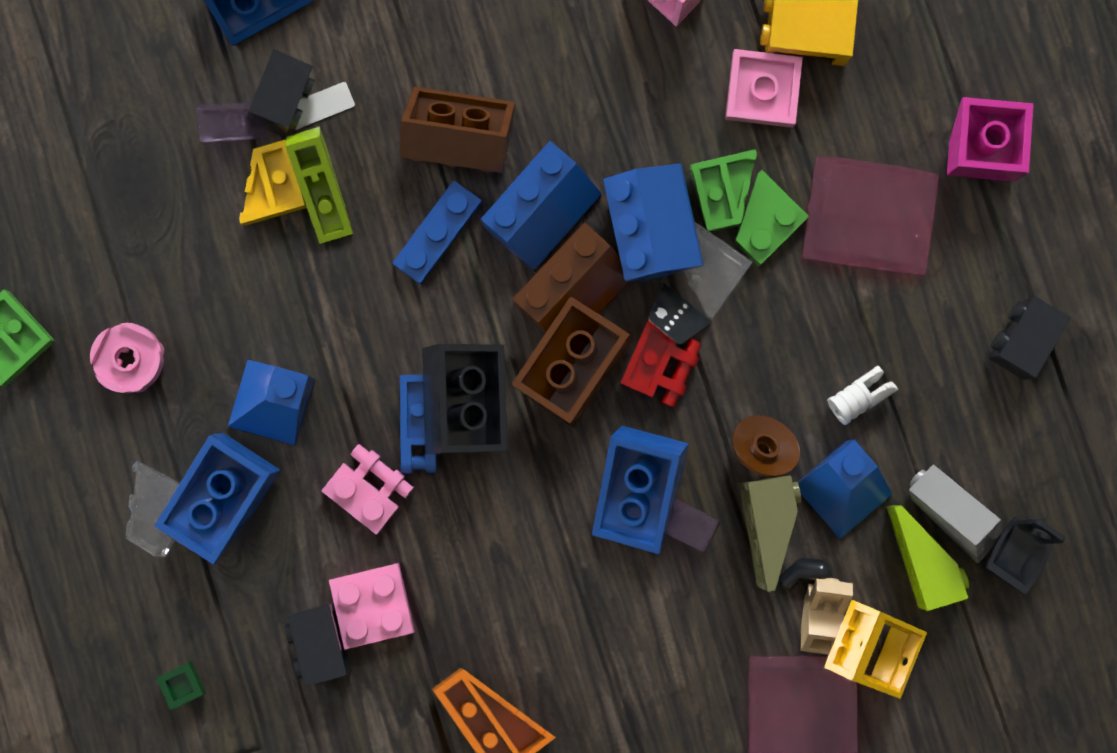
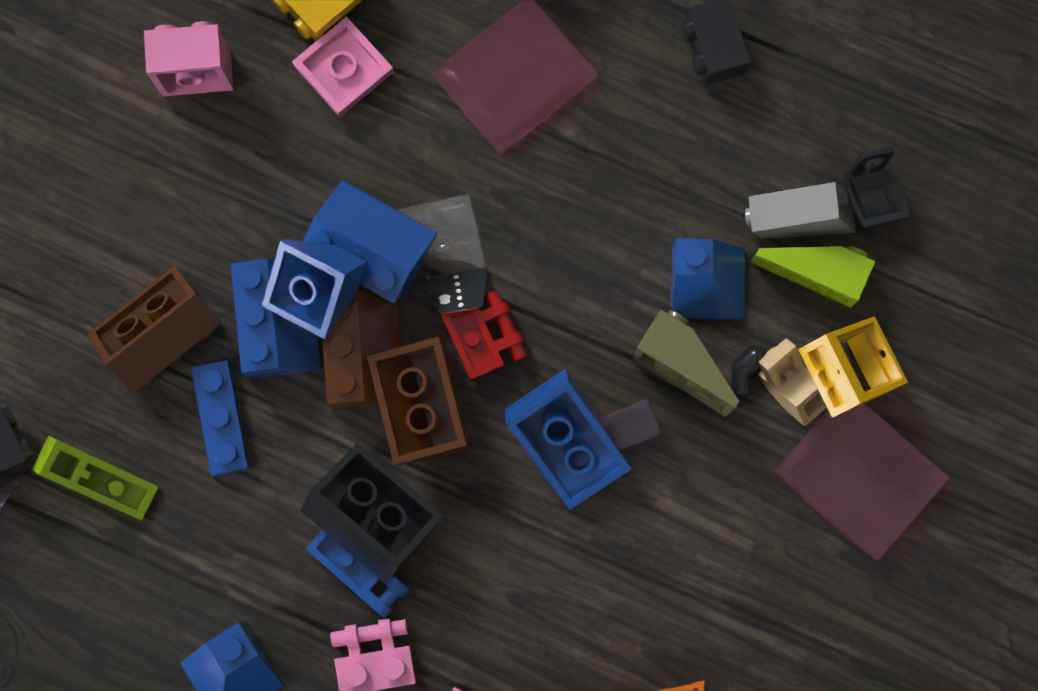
camera: 45 degrees left, 5 degrees down
(271, 185) = (59, 516): yellow wing -> none
(325, 104) = (35, 415): white sticker -> none
(586, 212) = (312, 284): none -> blue slope
(723, 189) = (392, 166): bright green wing -> none
(765, 446) = (621, 311): reddish brown dish -> none
(767, 219) = (447, 154): bright green wing -> none
(857, 398) = (645, 208): white hinge -> none

